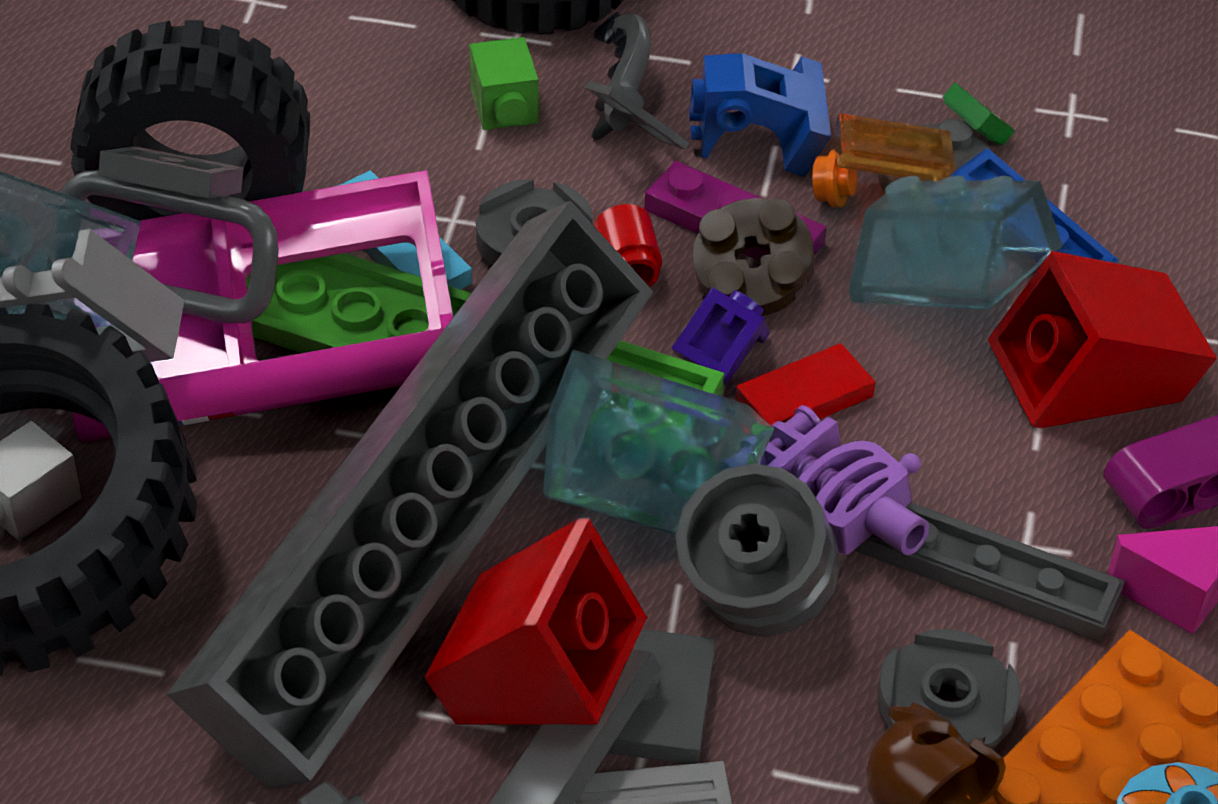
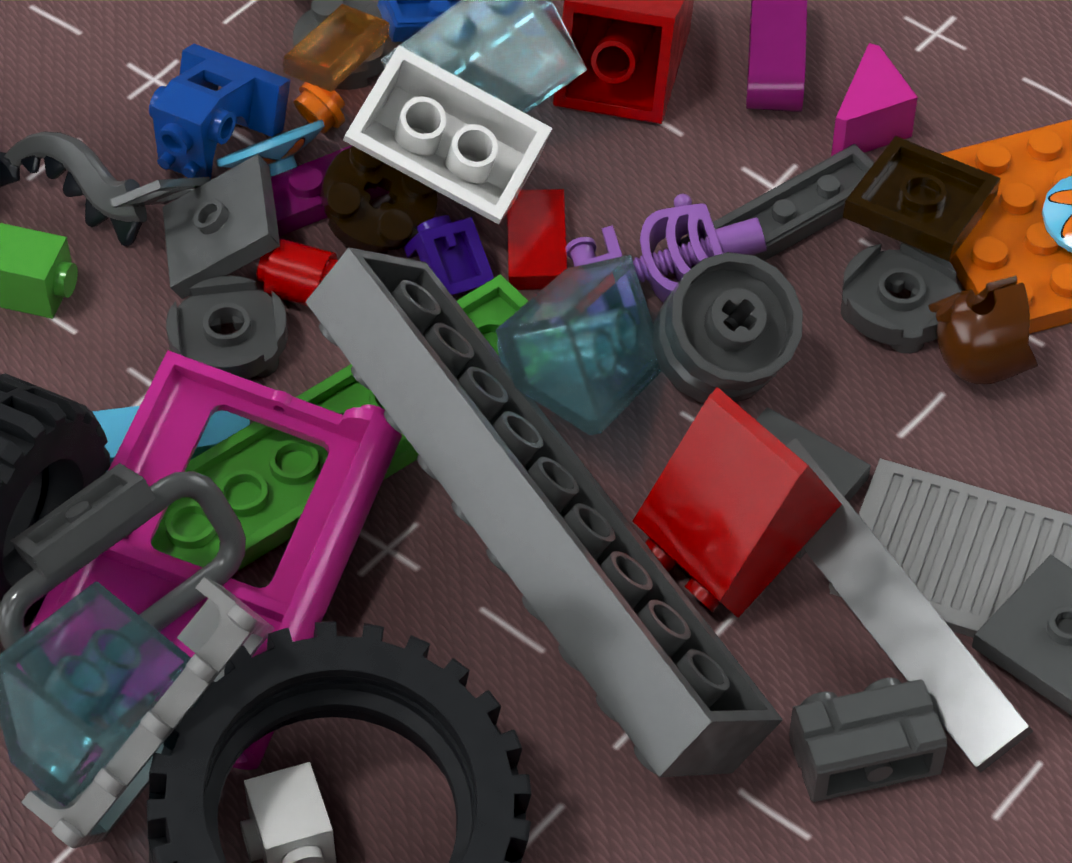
camera: 60 degrees left, 5 degrees up
(636, 169) = (220, 225): none -> dark grey plate
(749, 170) = (277, 150): none -> medium azure dish
(823, 256) = (448, 134): none -> white slope
(1070, 650) = (921, 198): none -> dark brown plate

